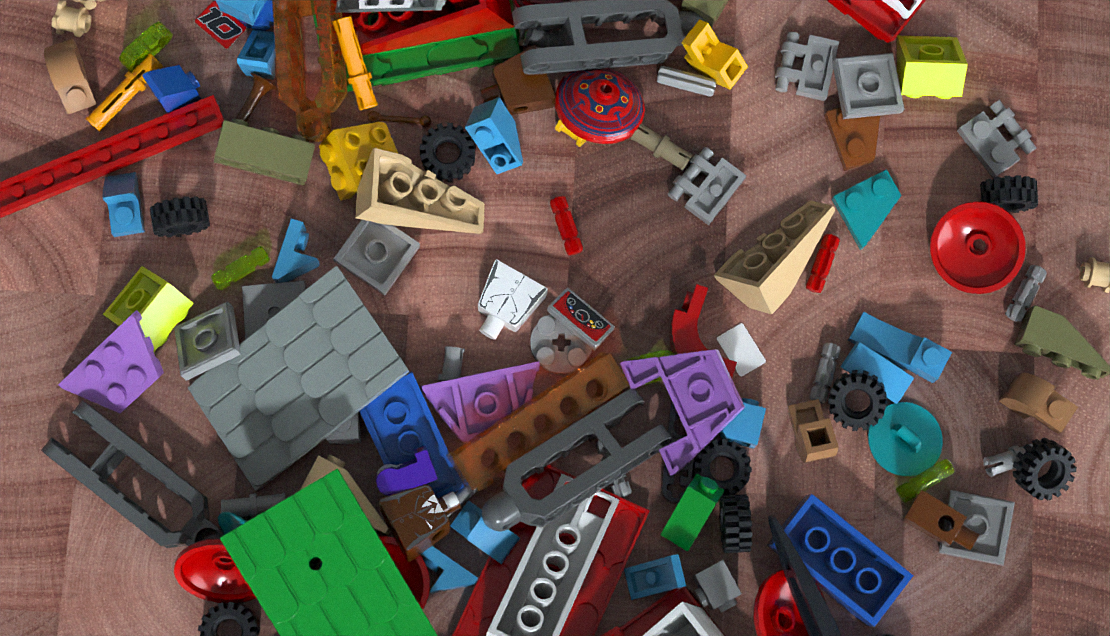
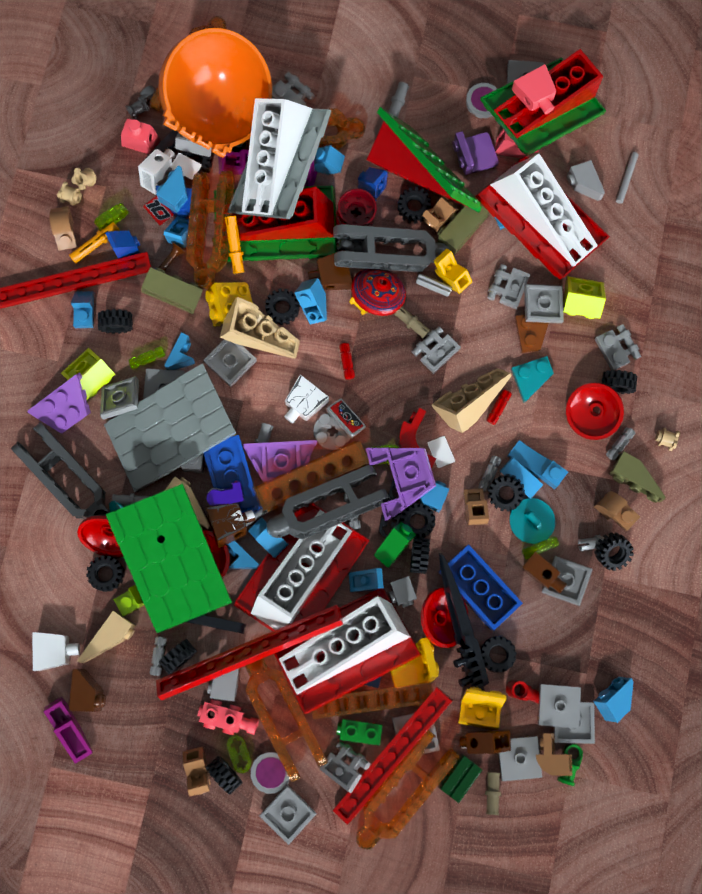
camera: 10 degrees right, 0 degrees up
(374, 117) = (271, 285): reddish brown hinge -> none

